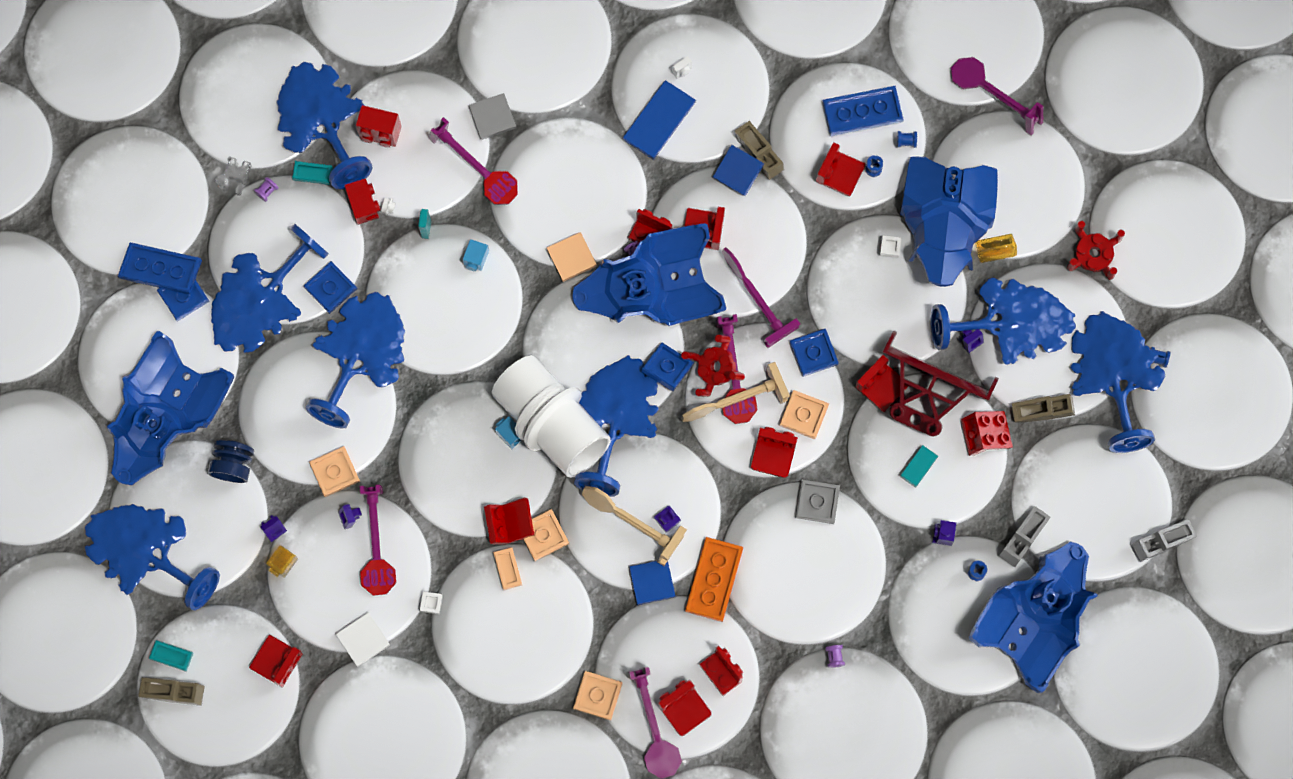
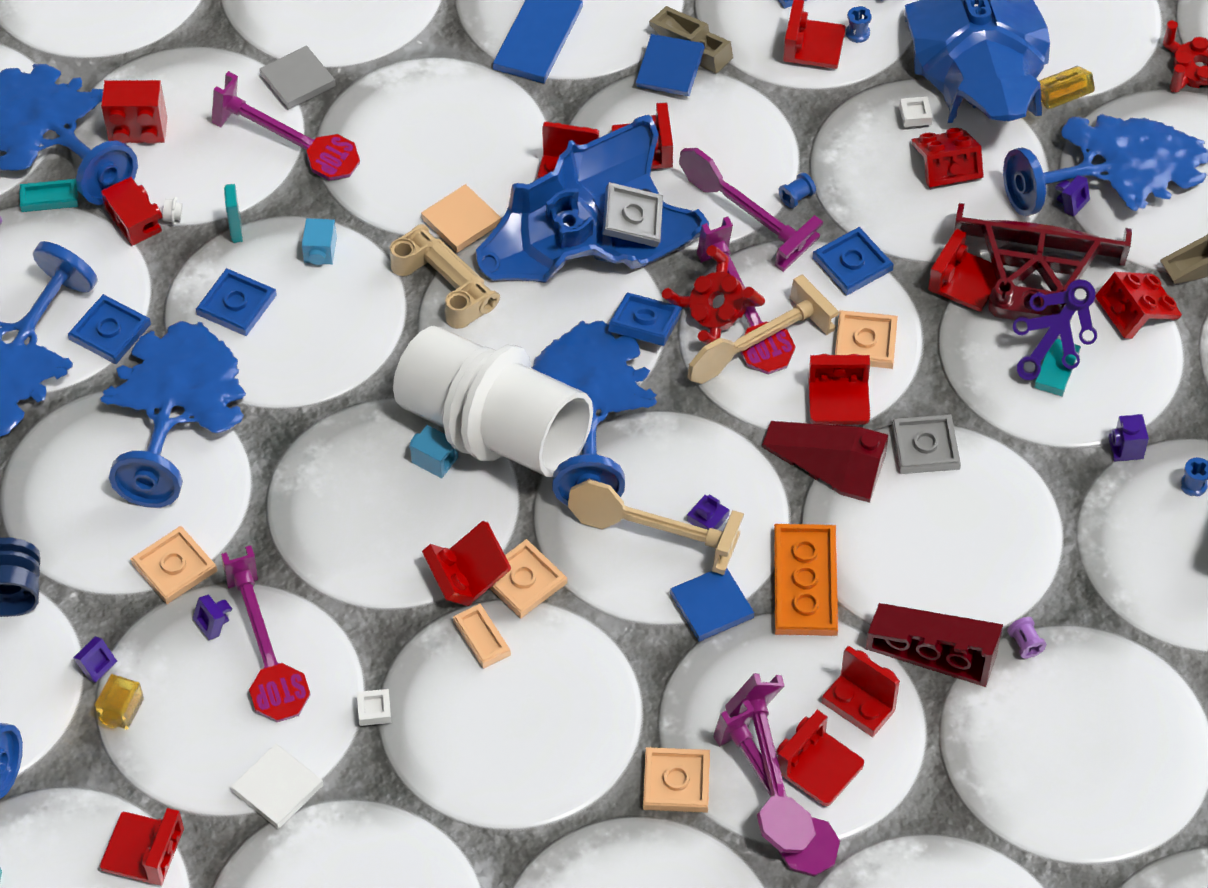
camera: 15 degrees left, 20 degrees down
(414, 286) = (236, 302): none -> blue tile
(564, 320) = (471, 295): none -> tan piece
(650, 745) = (781, 818): none -> piece
(679, 288) = (632, 214): none -> light grey tile
(758, 498) = (839, 455): none -> dark red wedge
(777, 646) = (936, 641): none -> dark red wedge
(793, 290) = (797, 190): none -> blue bush
(900, 287) = (950, 157): none -> red bracket
(923, 445) = (1059, 325): none -> dark purple plant

